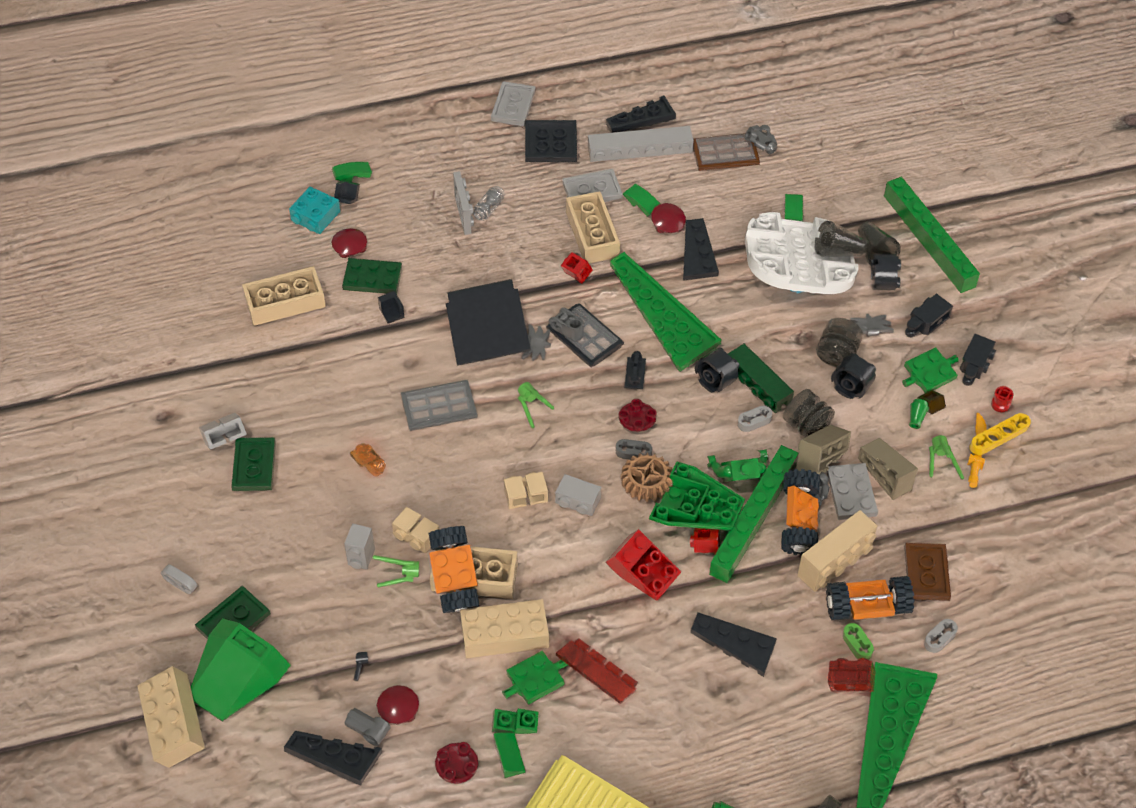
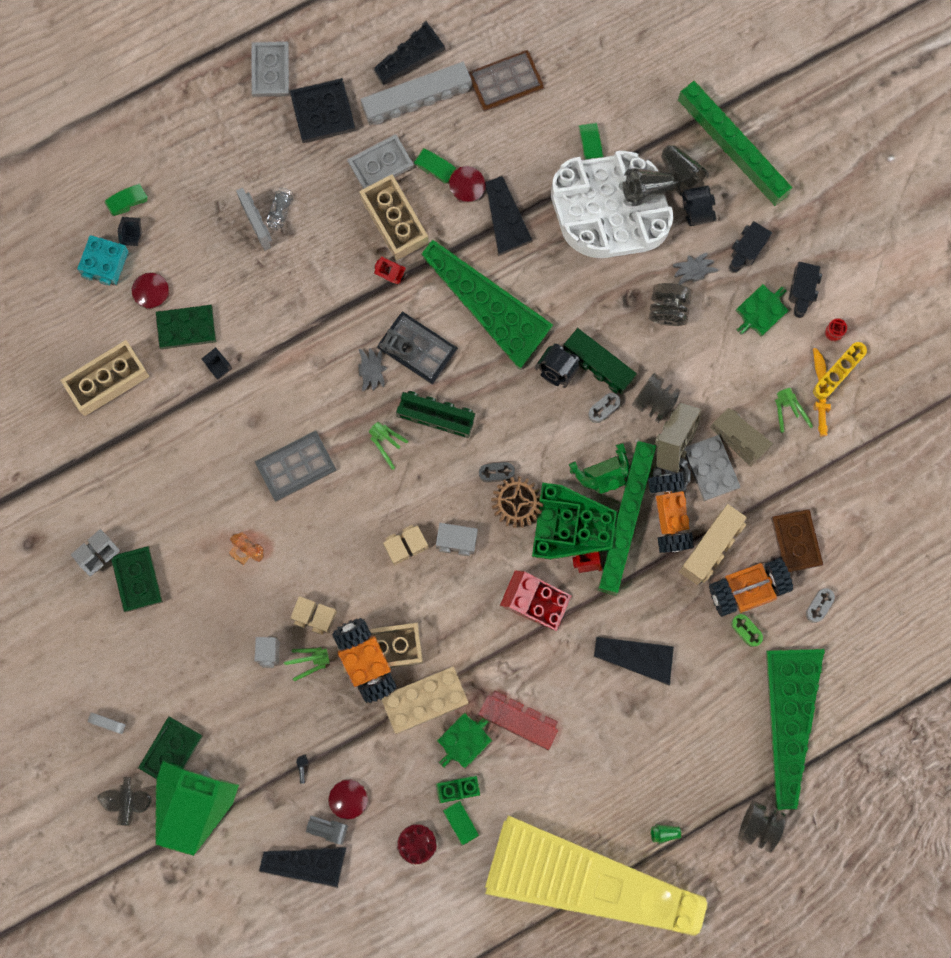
camera: 15 degrees left, 25 degrees up
(170, 717) = (147, 870): tan brick -> none
(171, 653) = (125, 801): none -> clear smoke plant
(486, 322) = (317, 359): black piece -> none
(587, 389) = (435, 414): none -> dark green brick
(635, 371) = (477, 381): black hinge -> none
(637, 416) = (491, 433): dark red dish -> none
(760, 139) = (536, 57): dark grey piece -> none
(851, 675) = (749, 672): clear red brick -> none
(853, 376) = (691, 341): black brick -> none
(918, 411) = (758, 365): green cone -> none
(935, 401) = (769, 345): dark brown slope -> none

